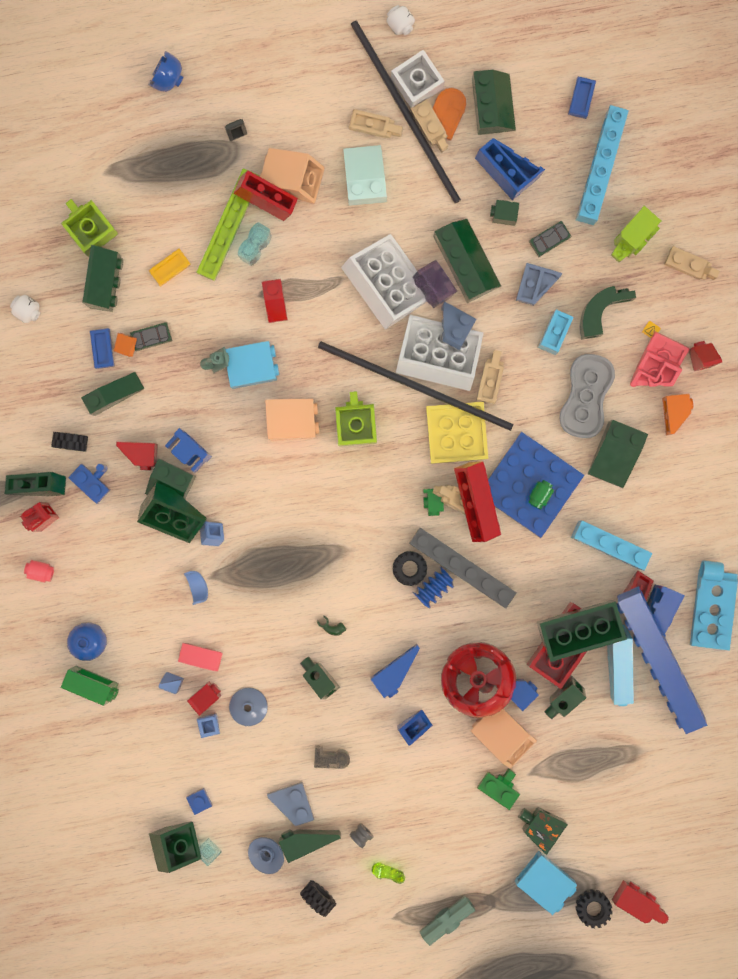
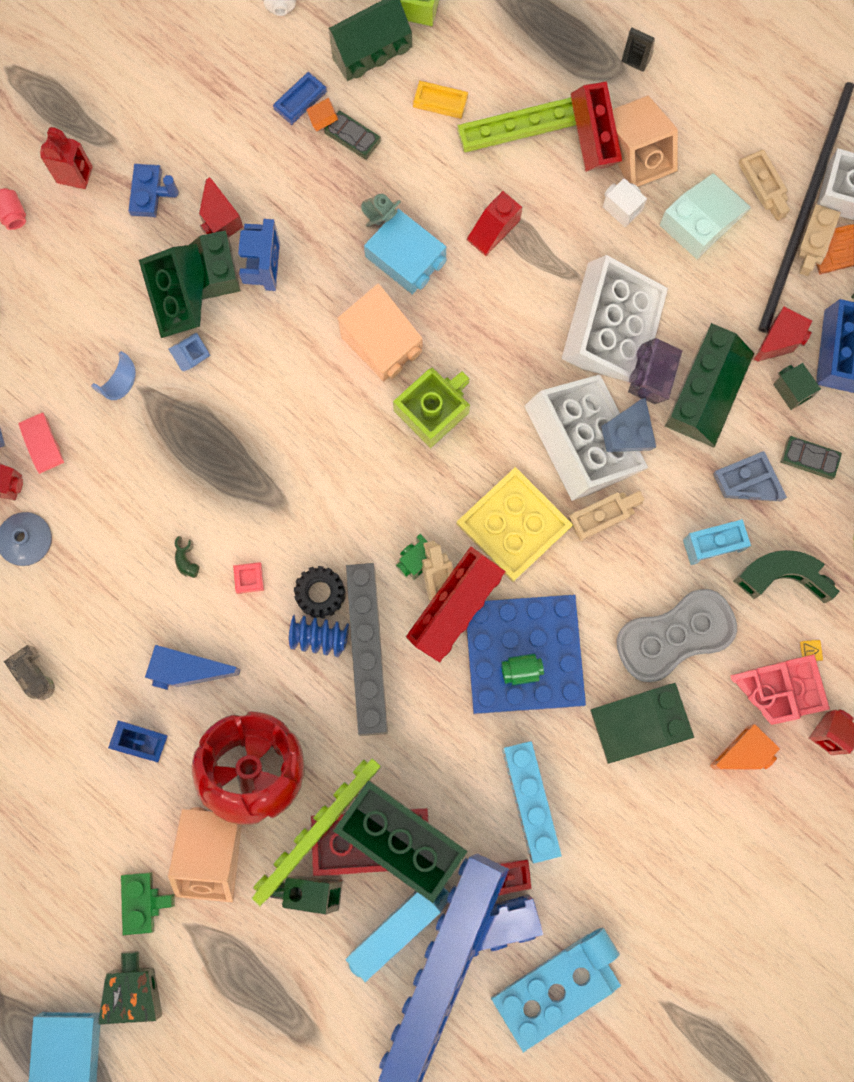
camera: 55 degrees right, 10 degrees down
(35, 484) = (102, 138): dark green slope -> none
(69, 441) = (173, 132): black tyre -> none
(112, 393) = (257, 139): dark green slope -> none
(257, 240) = (538, 159): clear light blue brick -> none
(320, 215) = (624, 201): none -> white brick
(325, 684) = (112, 589): dark green torso -> none
(370, 600) = (248, 578): none -> coral tile
(416, 386) = (529, 442): black piece -> none
(471, 193) = (784, 335): none -> red slope
(524, 693) = (274, 836): blue slope -> none
(541, 677) = (307, 839): none -> lime plate

